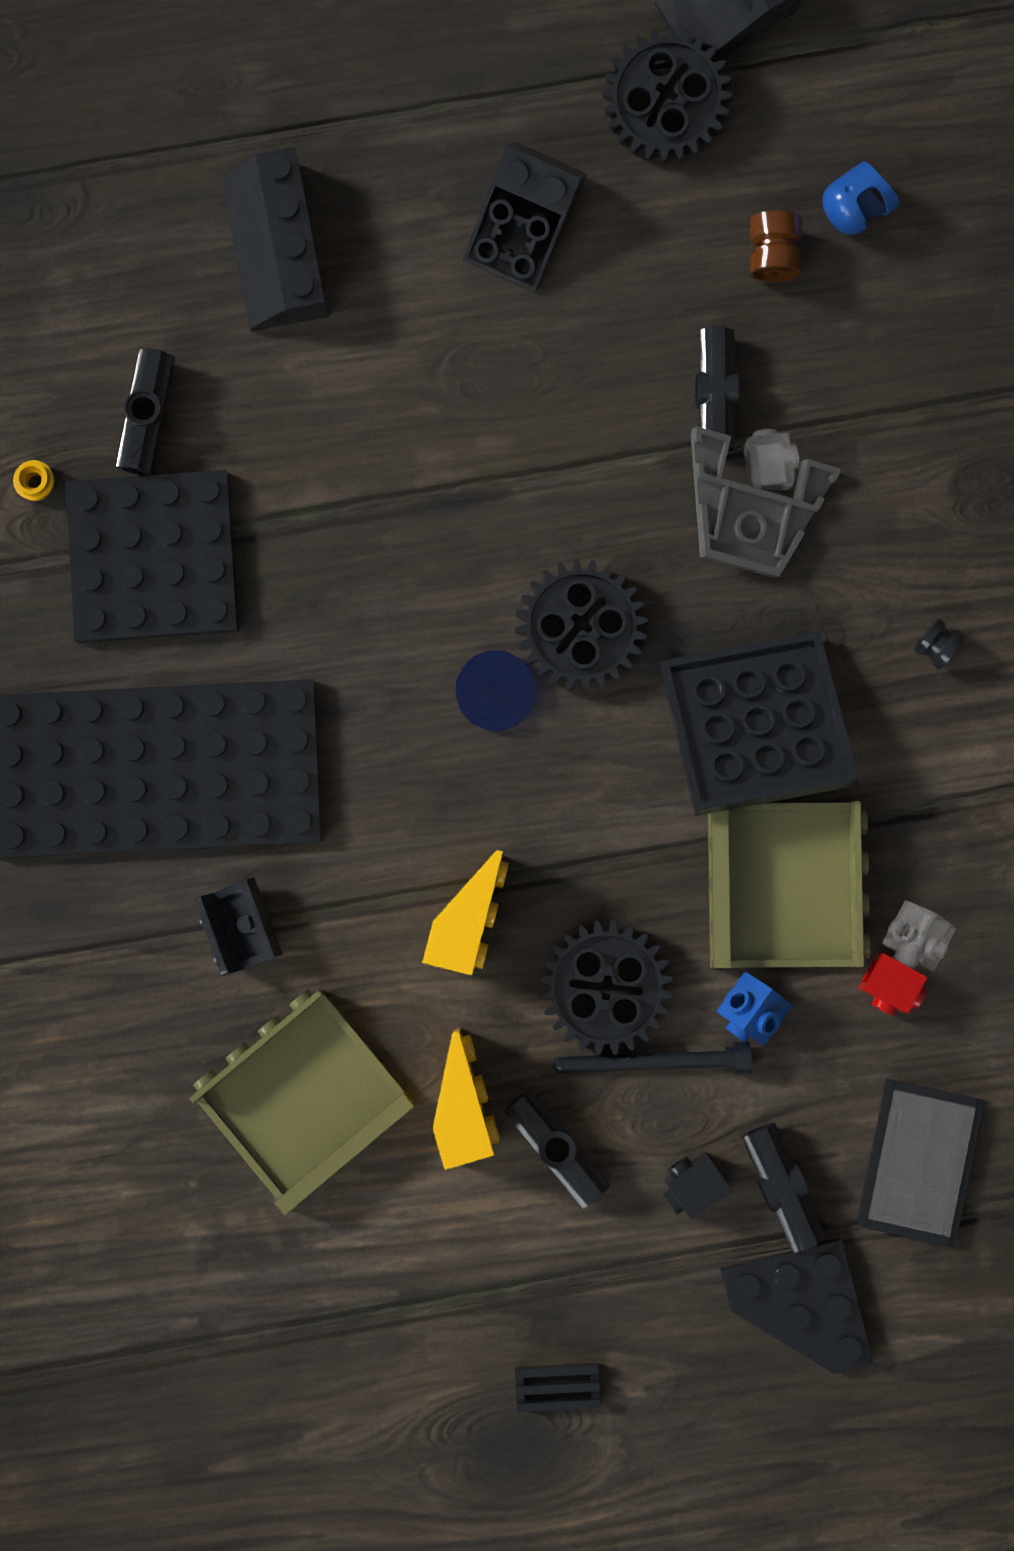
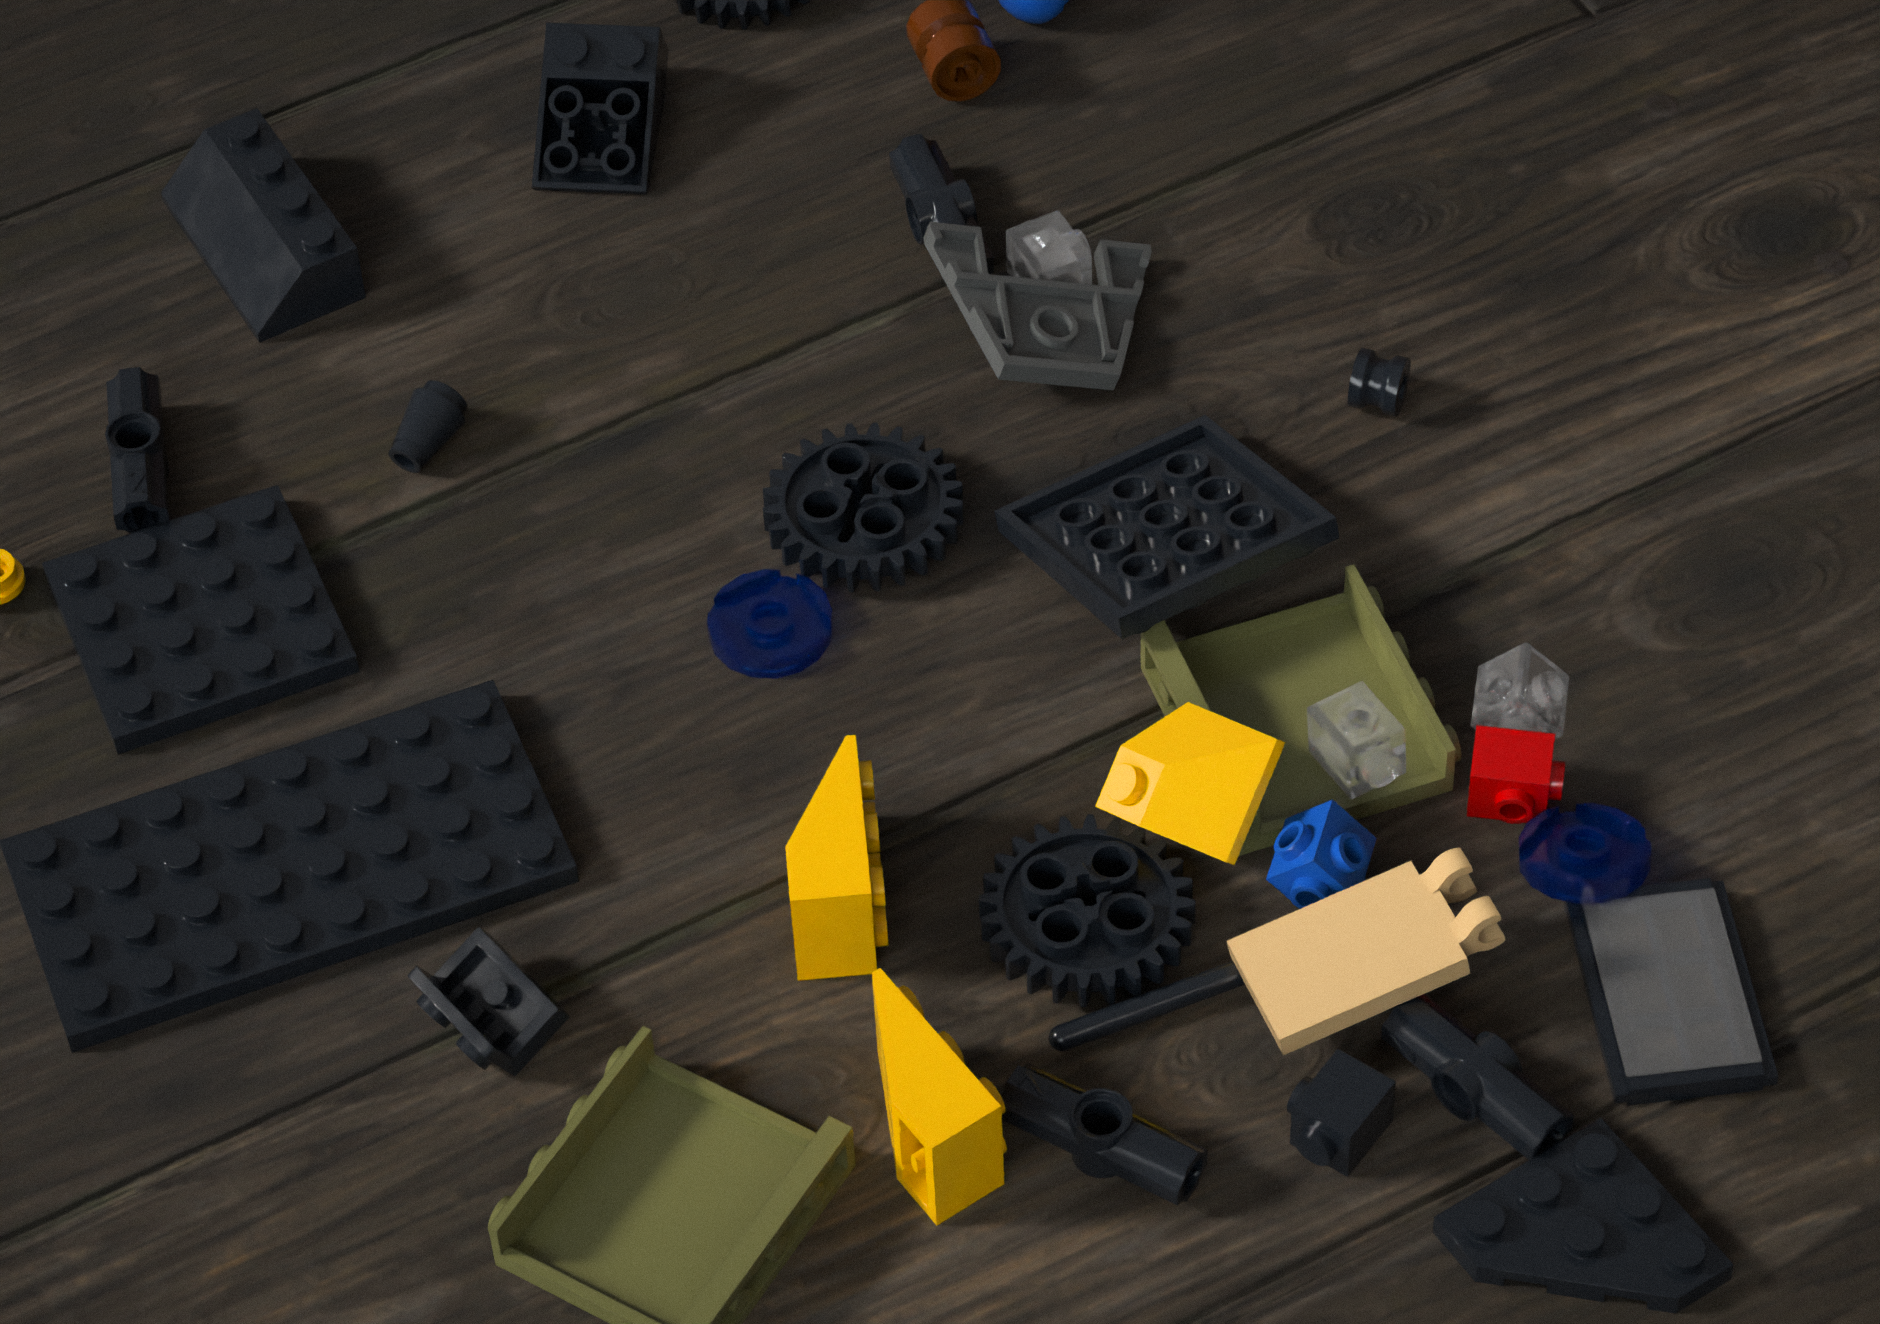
camera: 15 degrees left, 35 degrees down
(332, 454) = (427, 424): none -> black cone
(697, 937) = (1193, 780): none -> yellow slope
(746, 1094) = (1365, 949): none -> tan tile
(809, 936) = (1356, 740): none -> clear brick
(911, 1053) = (1584, 854): none -> clear blue tile

